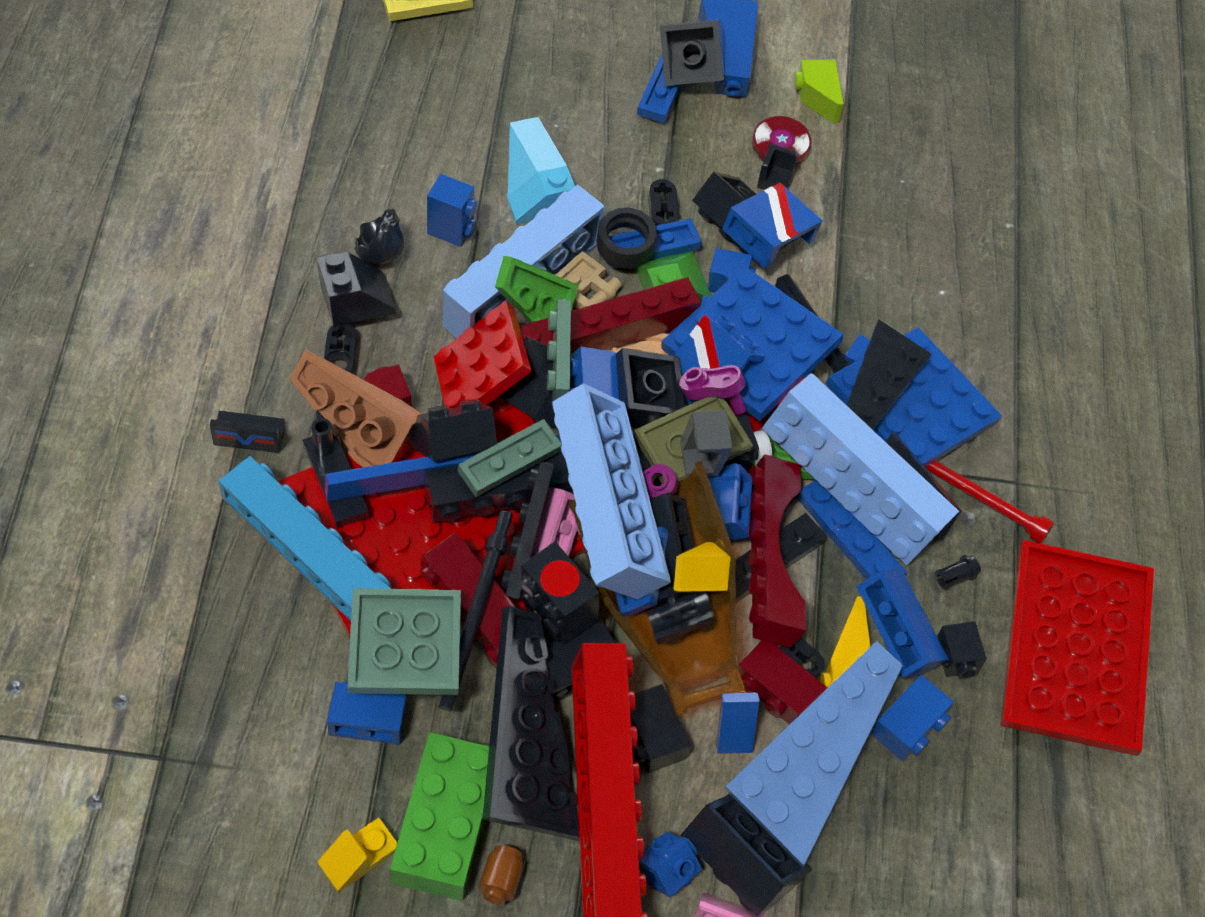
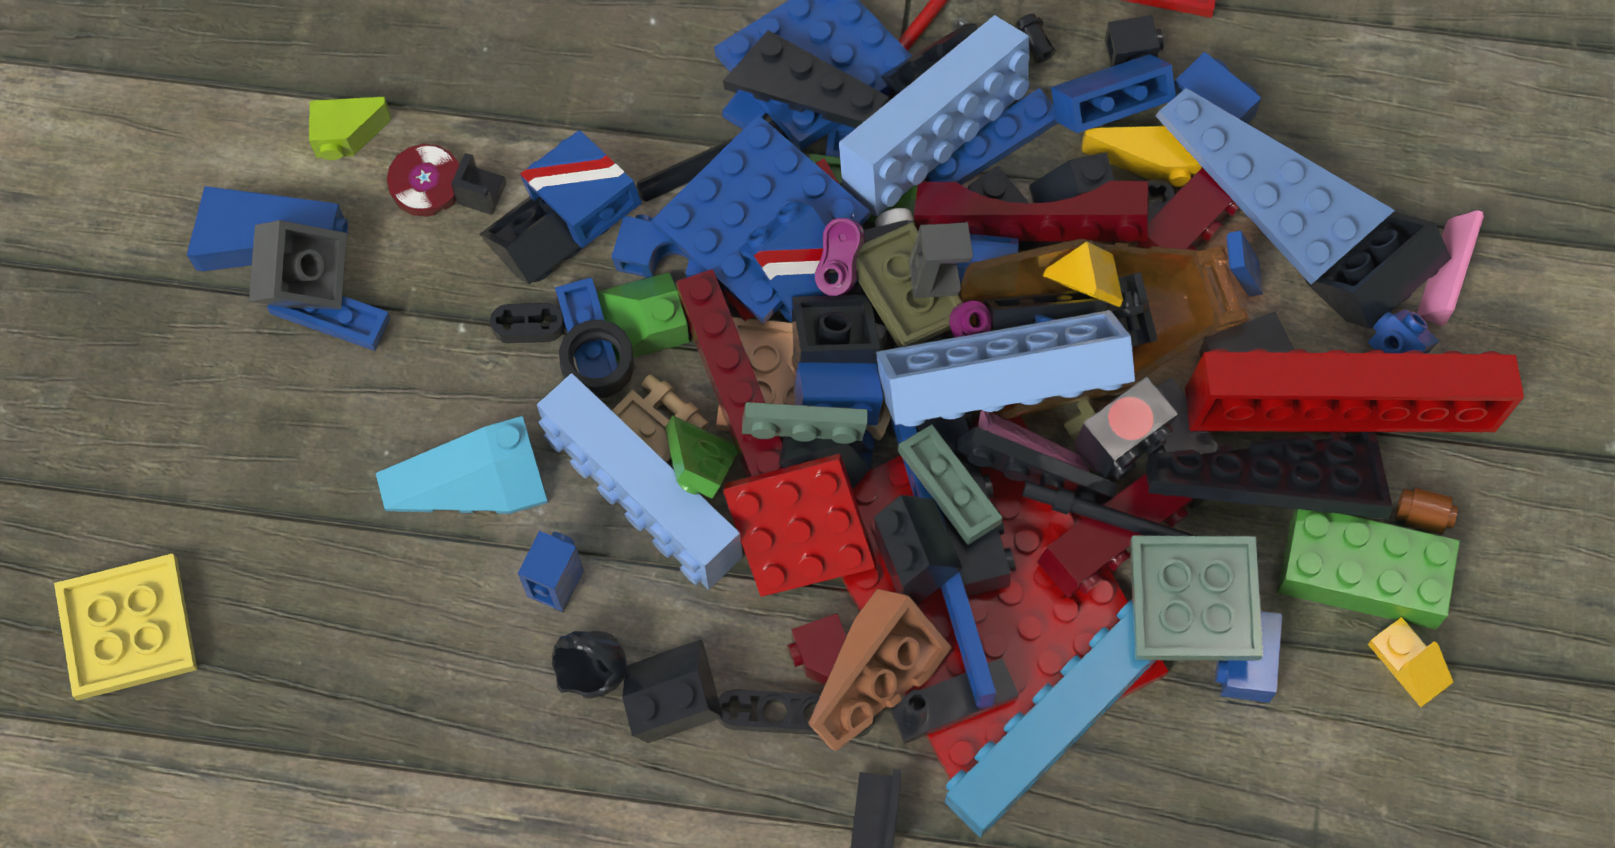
camera: 80 degrees left, 10 degrees up
(818, 596) = (1072, 179): none -> black slope

